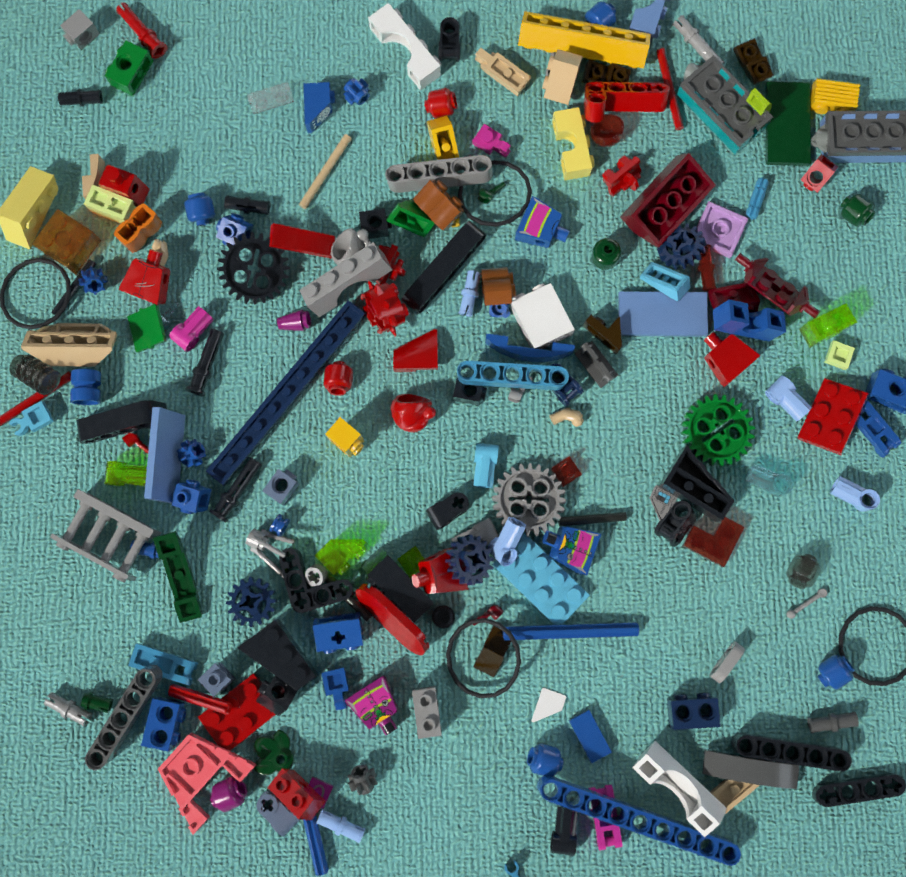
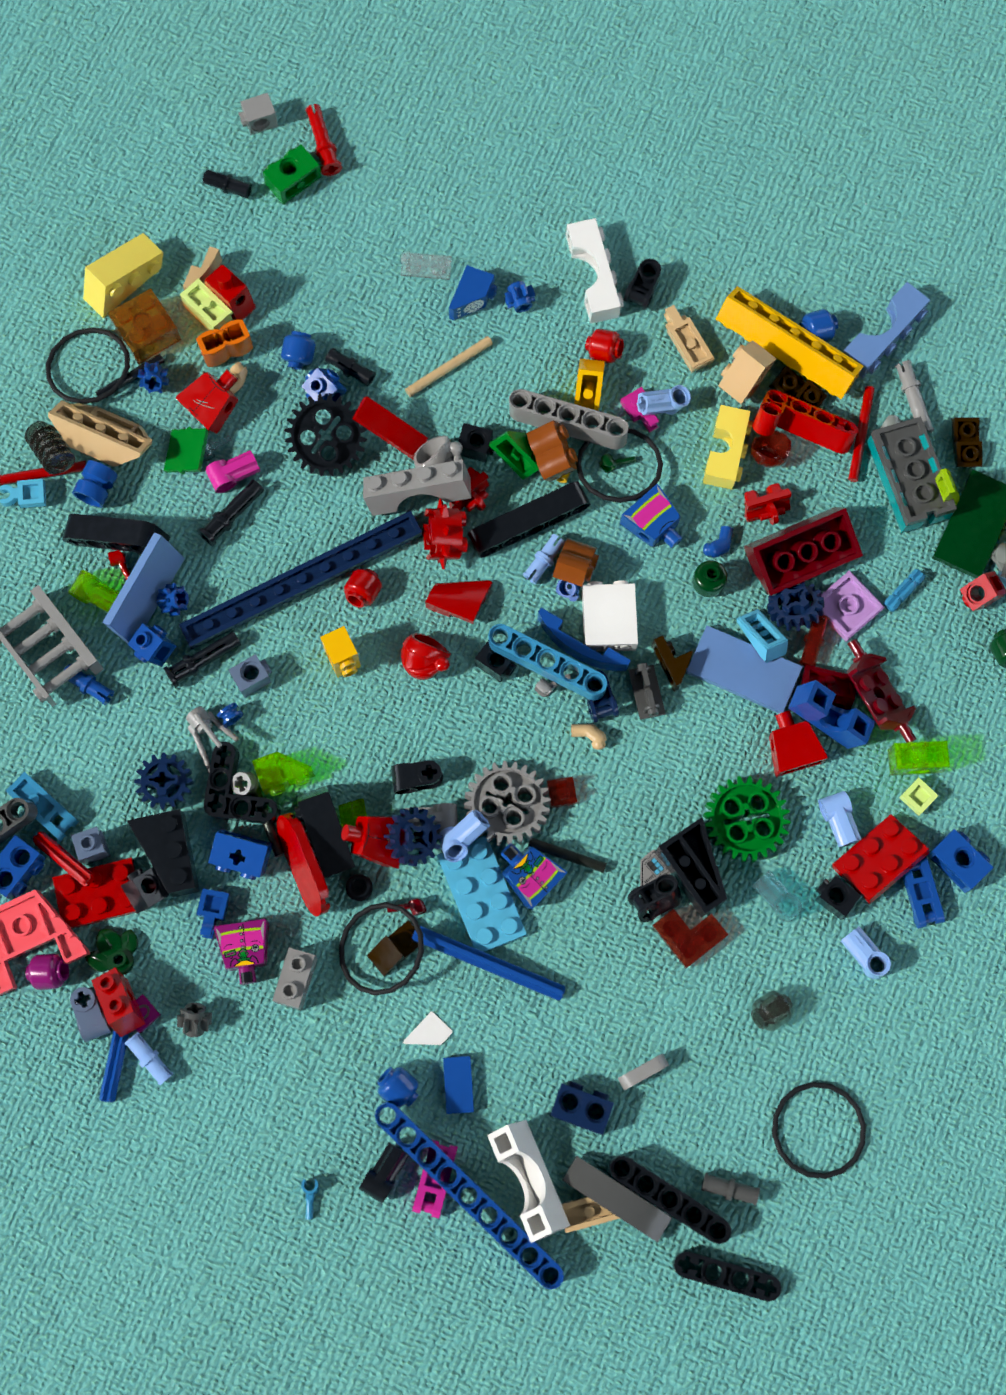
camera: 20 degrees right, 5 degrees down
(179, 575) = (101, 721): dark green slope -> none
(295, 321) = (345, 509): magenta cone -> none
(485, 460) = (480, 741): medium azure piece -> none
(507, 127) = (663, 400): none -> light blue piece
(601, 224) = (720, 545): none -> blue arm
(821, 593) = (783, 1045): light grey hinge -> none
(822, 457) = (849, 897): none -> black brick
(835, 672) = (758, 1135): blue head -> none

